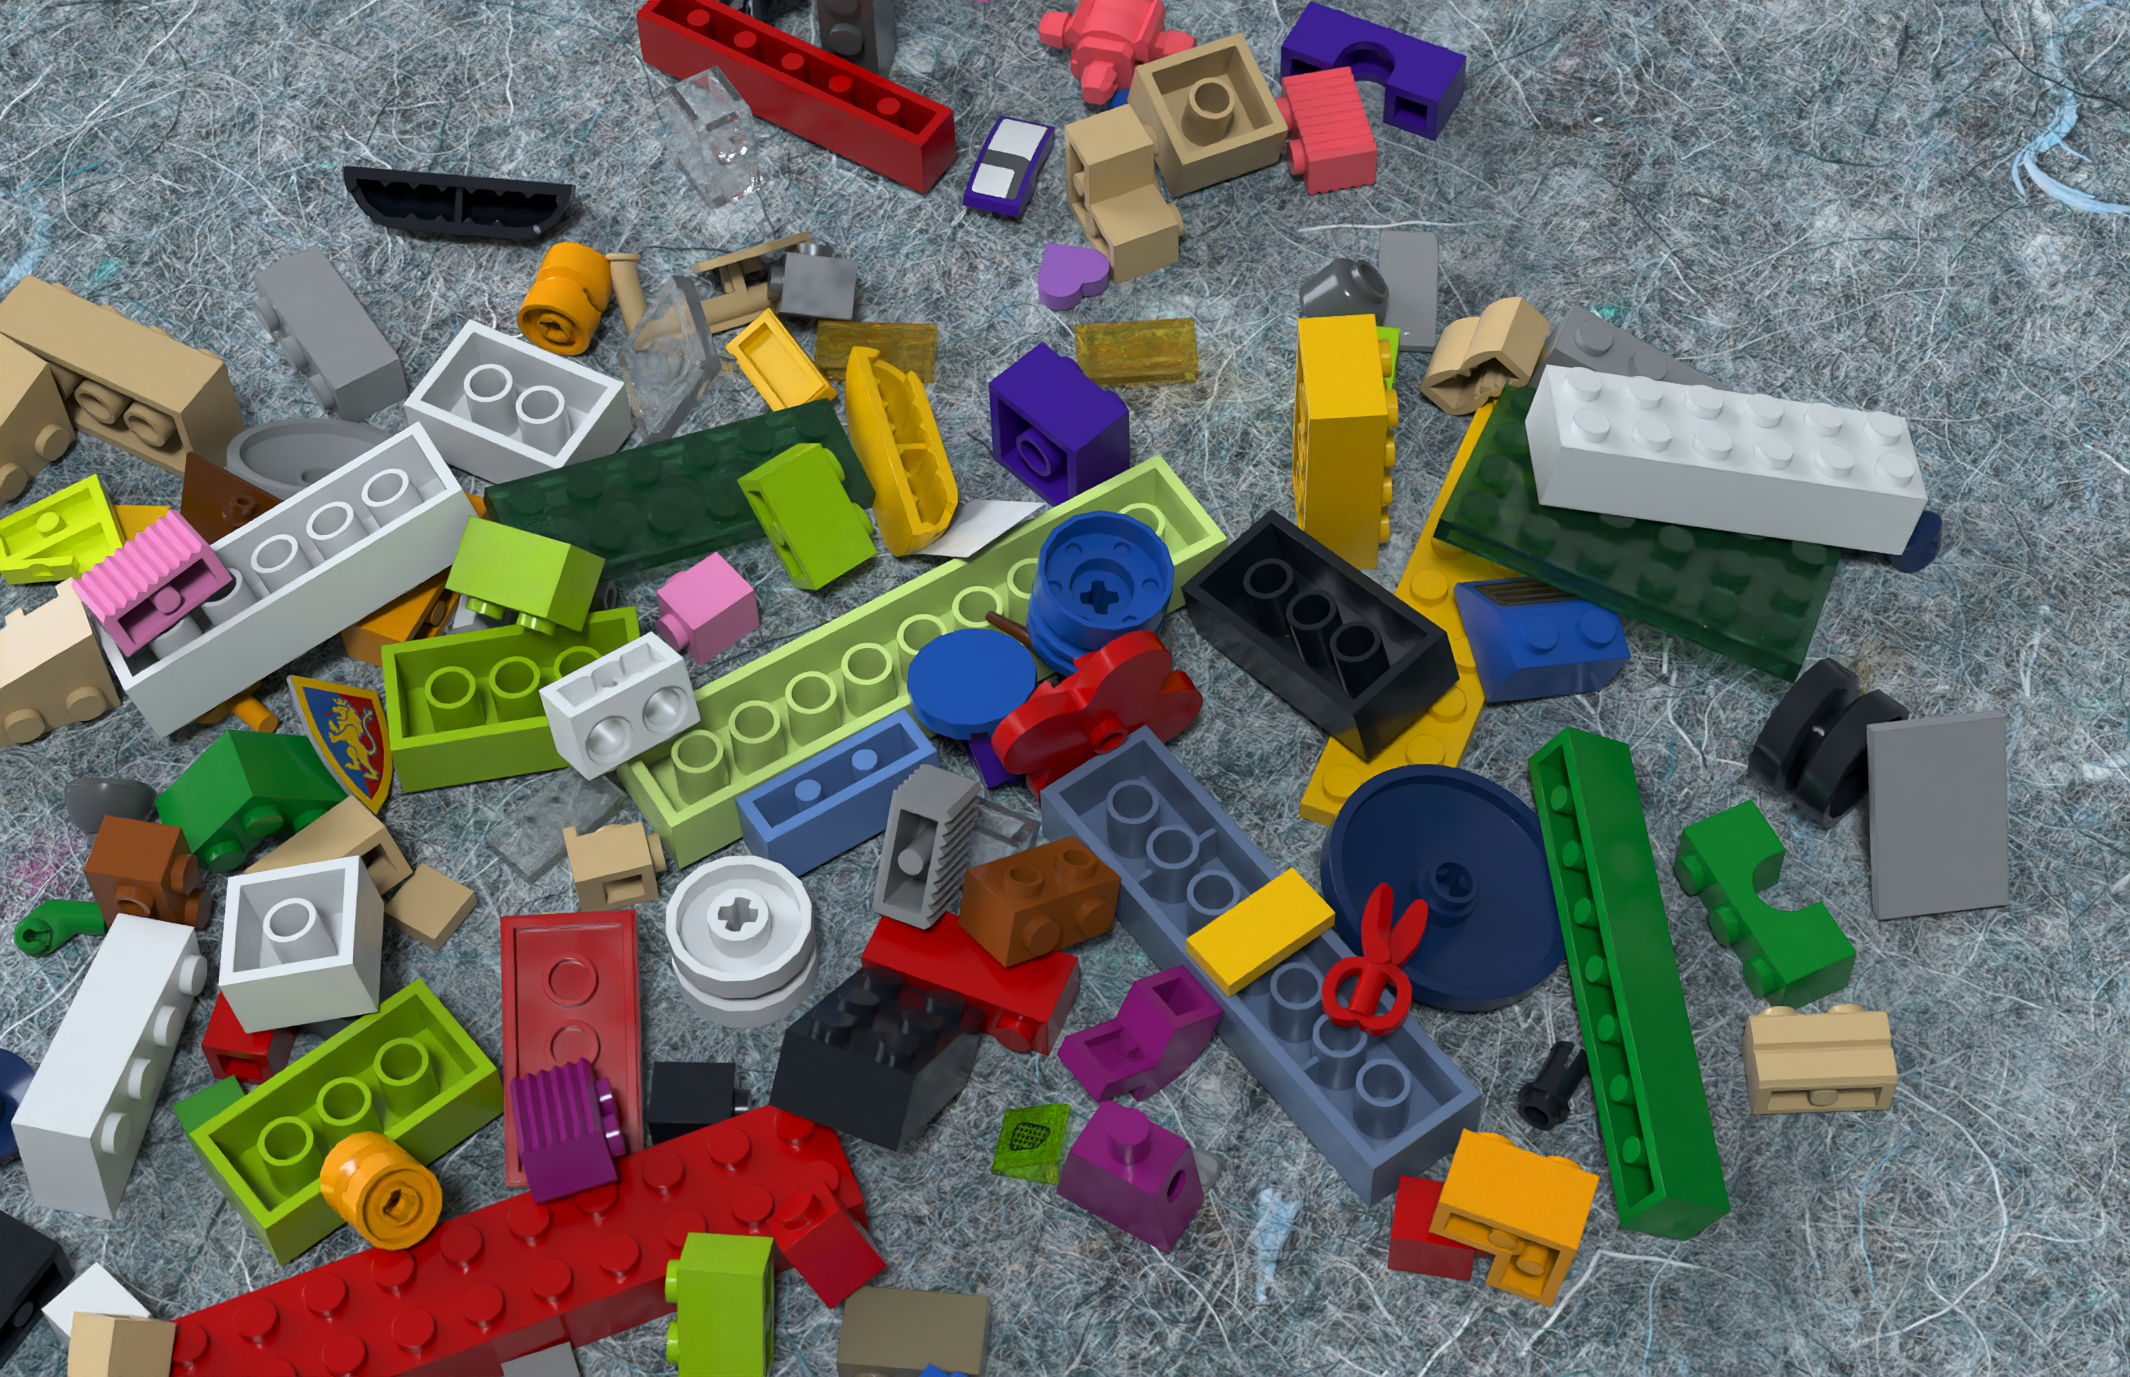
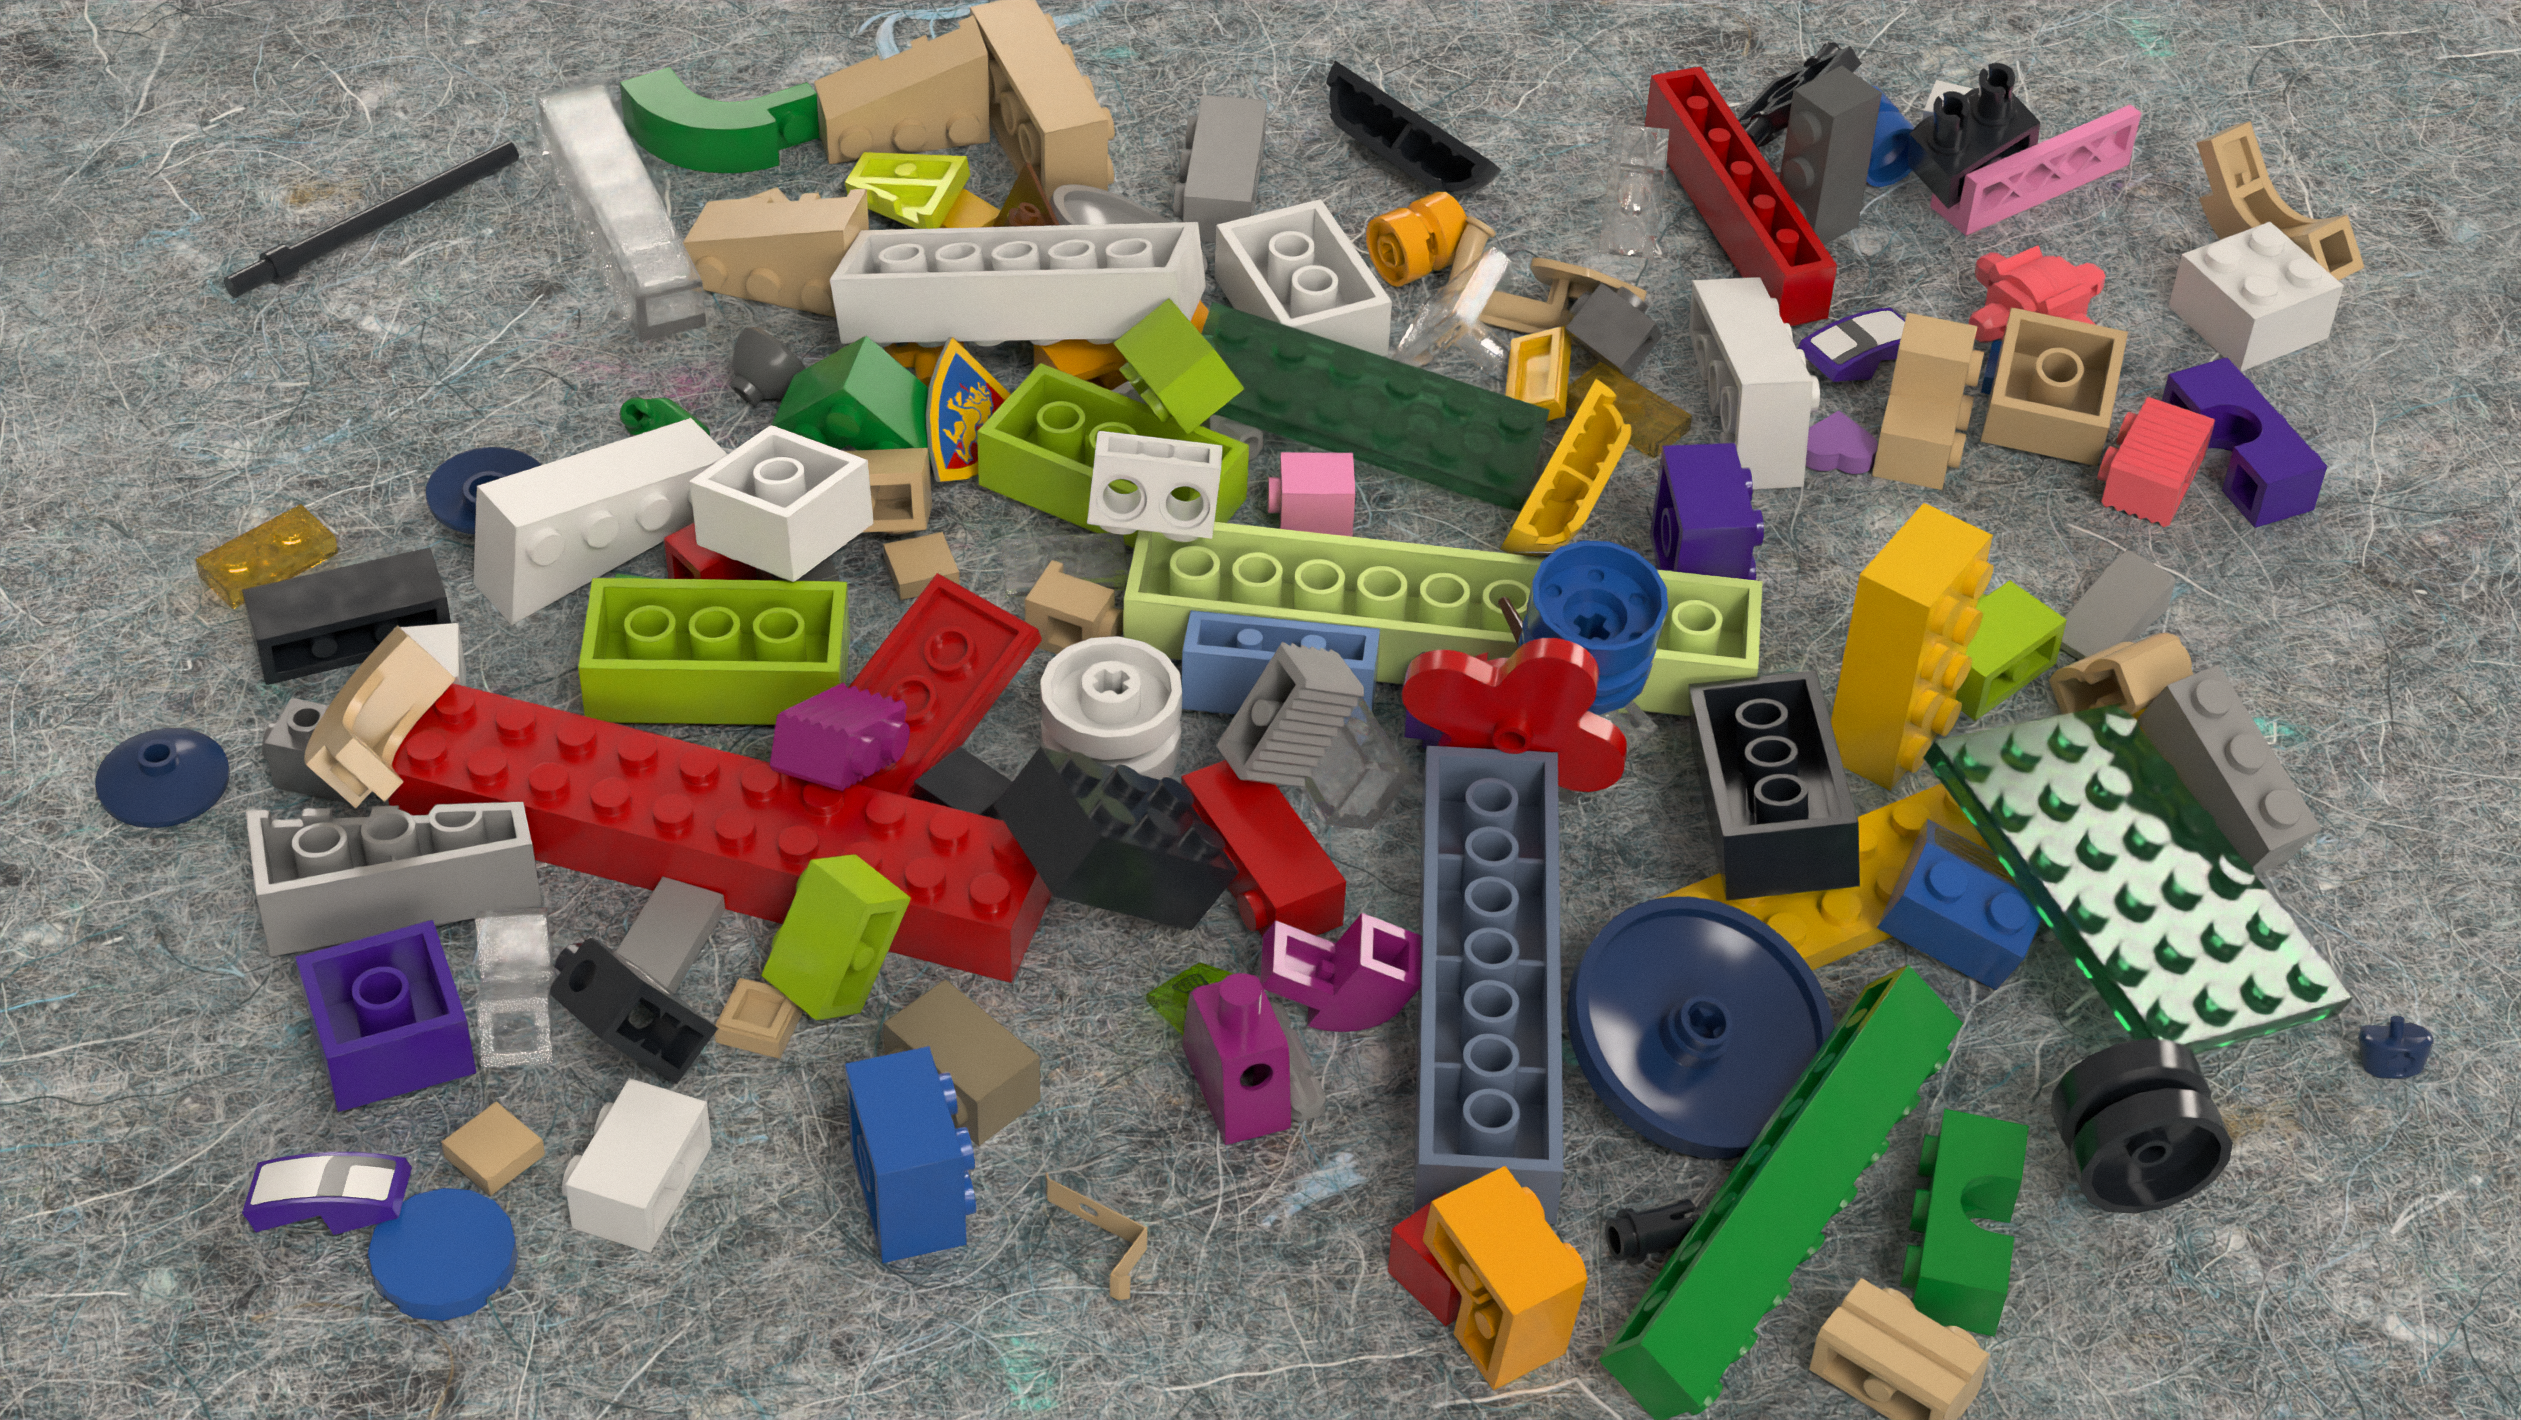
camera: 35 degrees right, 10 degrees down
(146, 873) = (730, 396): dark orange brick -> none
(151, 582) = (911, 219): bright pink brick -> none
(381, 1190) = (674, 689): light orange wheel -> none
(809, 515) = (1447, 469): lime brick -> none
(825, 1242) = (950, 931): red brick -> none
(960, 256) = (1754, 378): none -> white wedge
(970, 681) = (1439, 621): blue tile -> none
(1039, 901) = (1350, 818): dark orange brick -> none
(1137, 351) = (1832, 521): clear yellow plate -> none
(1260, 932) = (1496, 941): yellow tile -> none
(1344, 290) = (2048, 571): dark grey head -> none
(1382, 962) = (1576, 1021): red piece -> none
(1724, 460) = (2248, 859): white brick -> none
(1938, 814) = (2183, 1236): light grey tile -> none

